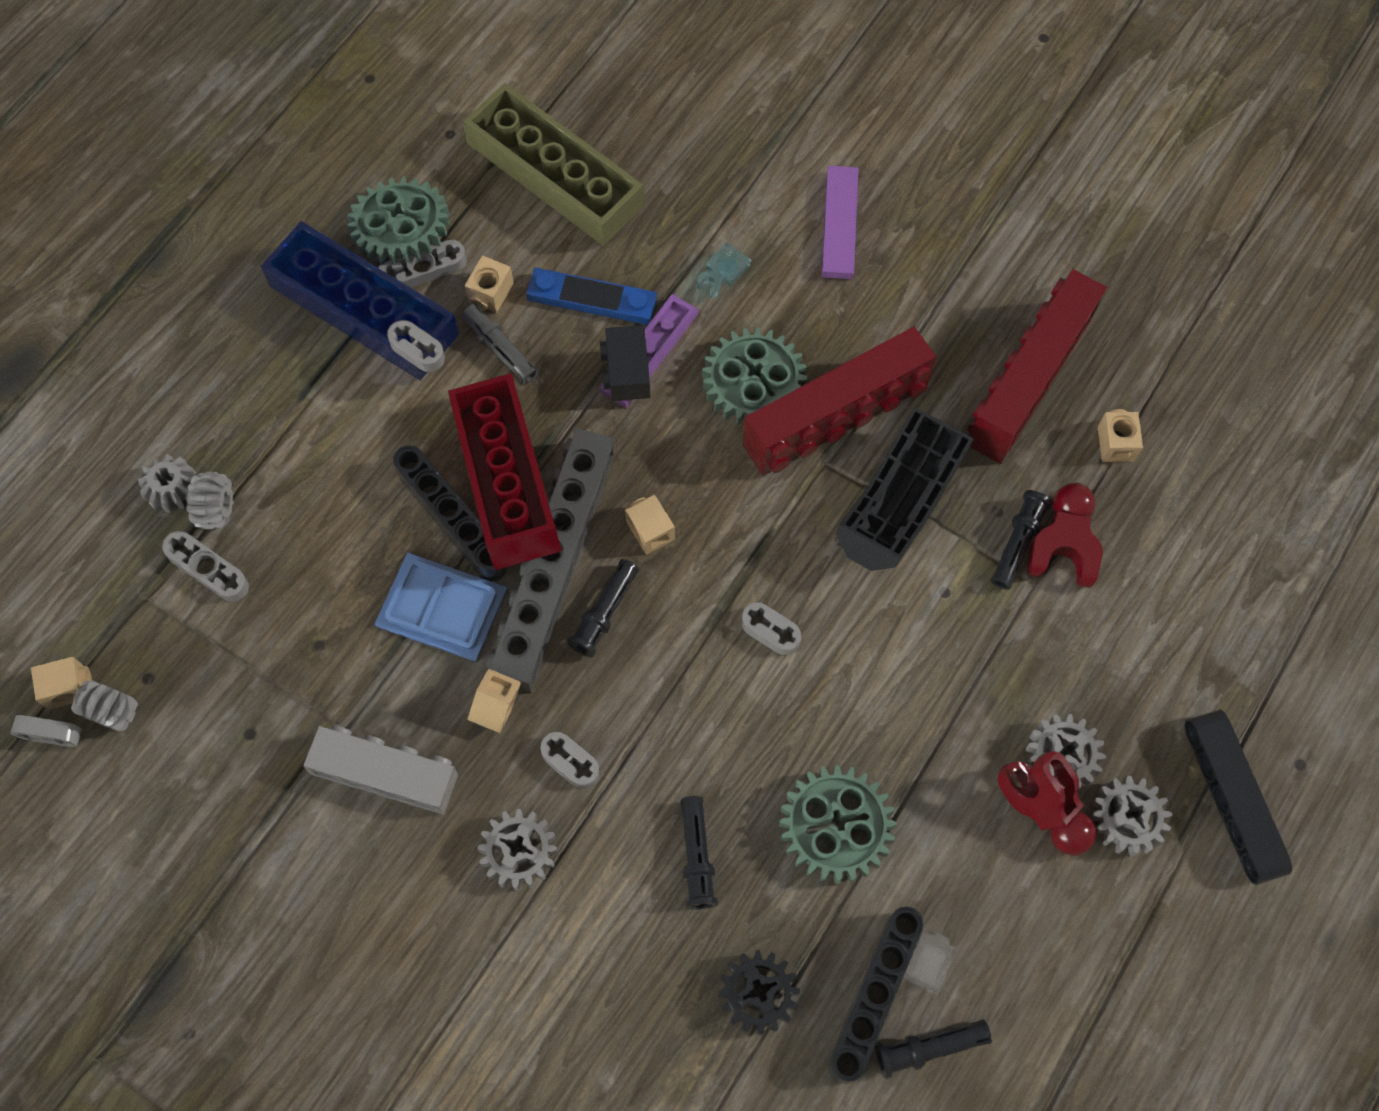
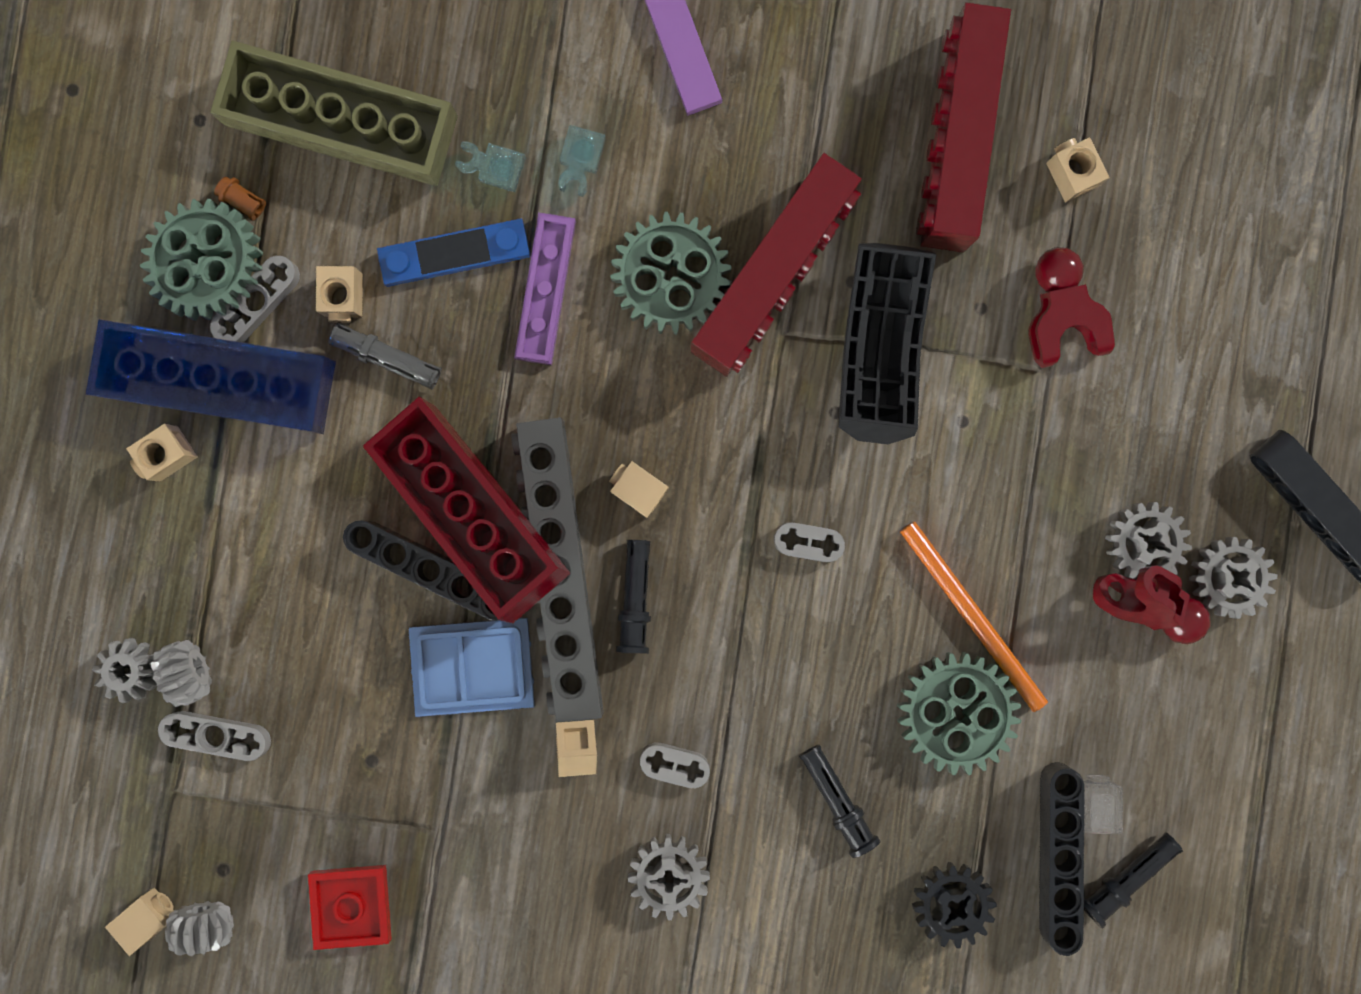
camera: 25 degrees left, 20 degrees up
(46, 731) = (155, 973): light grey beam -> none
(235, 751) = (349, 907): none -> red plate
(295, 349) = (176, 448): none -> tan brick
(381, 769) = (499, 861): light grey brick -> none
(419, 340) = (306, 406): light grey beam -> none
(454, 198) = (231, 192): none -> dark orange pin
(627, 363) = (532, 323): black brick -> none
(654, 249) = (497, 166): none -> clear light blue plate
(886, 753) = (974, 616): none -> orange piece
(1025, 524) = (1018, 316): black pin -> none

